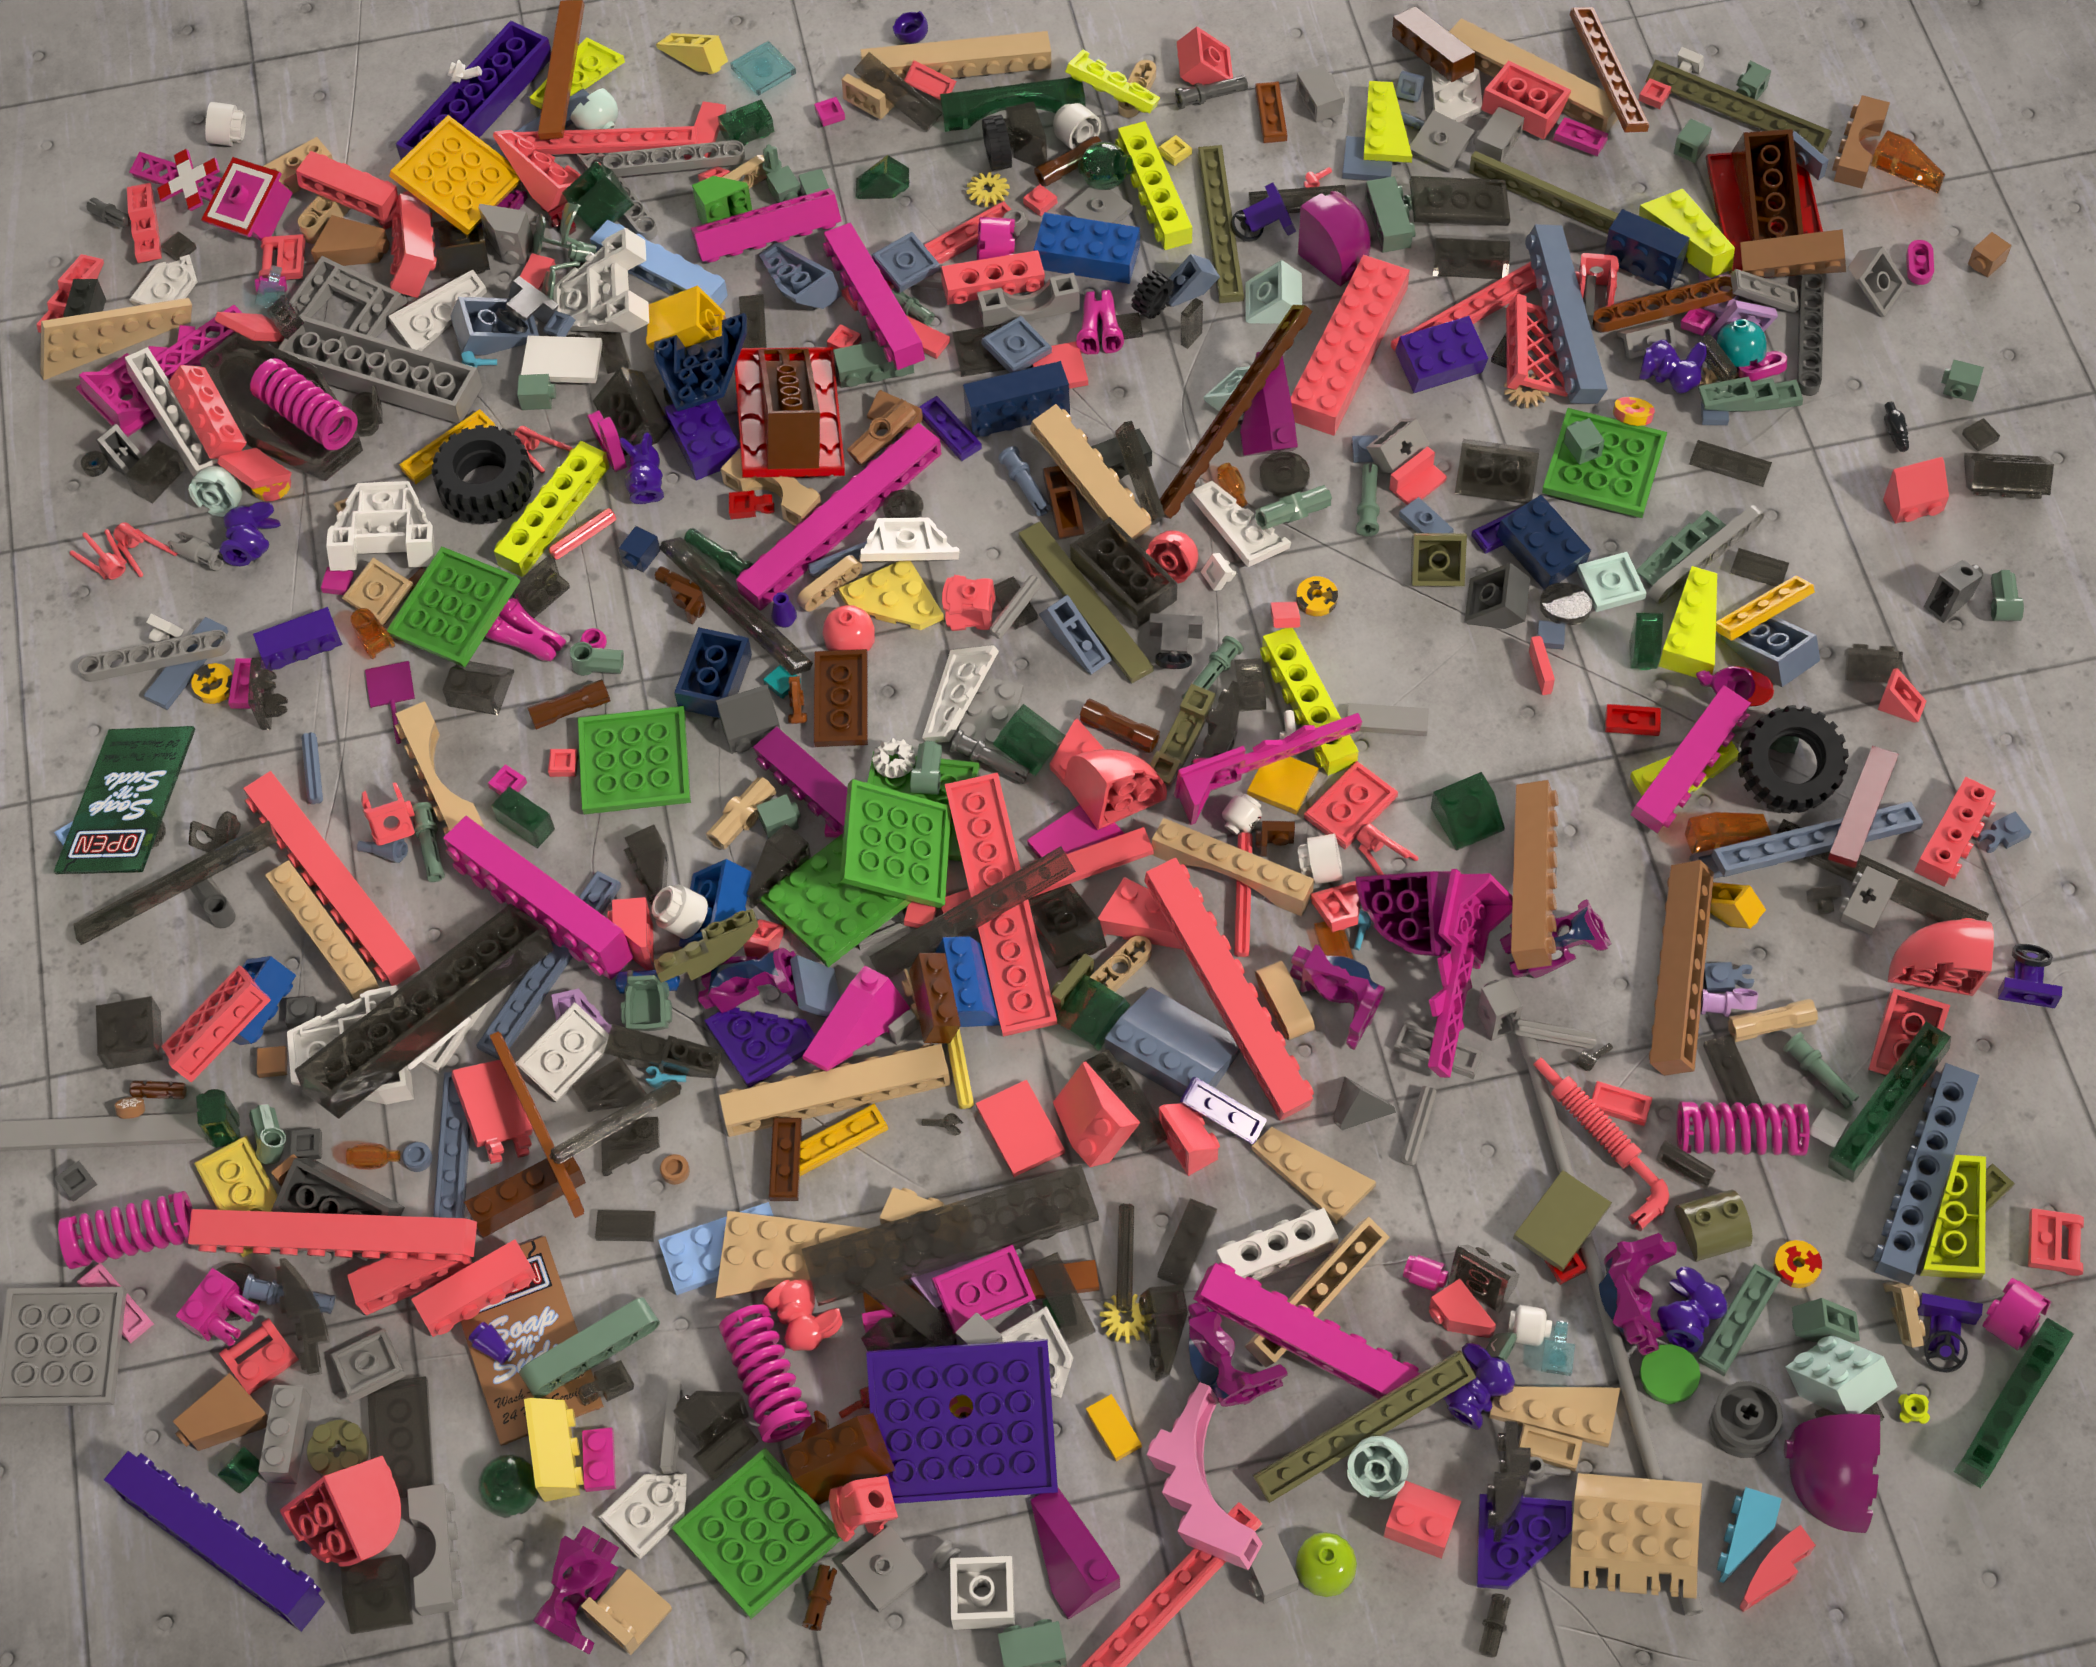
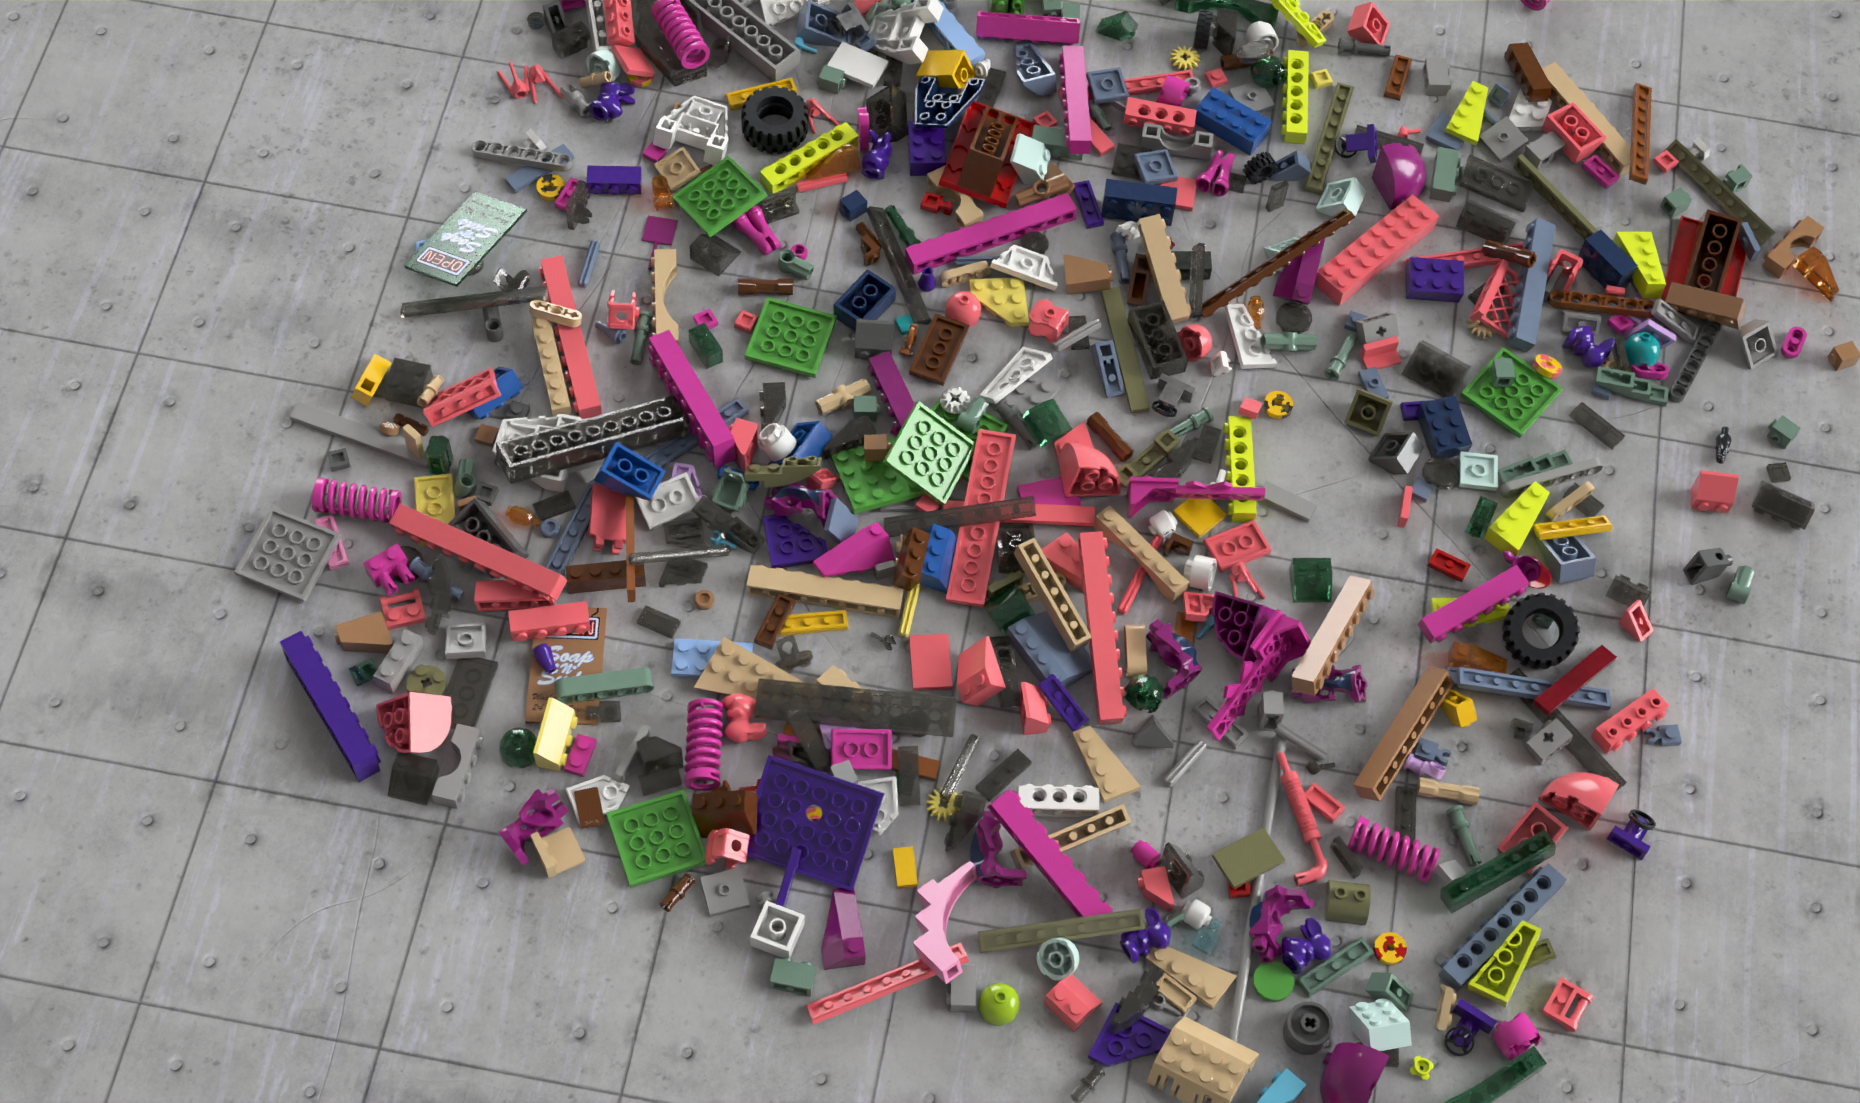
camera: 15 degrees right, 0 degrees up
(74, 1050) = (370, 380): none -> yellow slope
(166, 1032) = (430, 391): none -> tan pin
(173, 1112) = (413, 441): none -> tan tile
(212, 512) = (595, 79): none -> tan pin
(281, 855) = (564, 315): none -> tan beam
(409, 1123) = (554, 506): none -> clear smoke tile
(498, 1036) = (629, 473): none -> blue slope
(592, 500) = (838, 162): none -> clear orange slope
(644, 1529) = (589, 807): none -> reddish brown sticker
(730, 301) = (982, 68): none -> white plate
(818, 864) = (876, 447): none -> medium nougat brick
(836, 1198) = (795, 658): none -> clear smoke bracket
(848, 397) = (1029, 159): none -> light aqua slope
(965, 1513) = (788, 877): none -> dark purple tile
(991, 522) = (1086, 275): none -> medium nougat slope
(1024, 442) = (1132, 232): none -> white tile
(1075, 148) = (1252, 52): none -> clear smoke tile
(1146, 970) = (1052, 595): none -> tan brick
(1324, 1052) = (1144, 692): none -> clear green cylinder
(1540, 282) = (1520, 256): none -> reddish brown axle
(1671, 282) = (1614, 291): none -> coral tile
(1746, 574) = (1570, 501): none -> tan beam

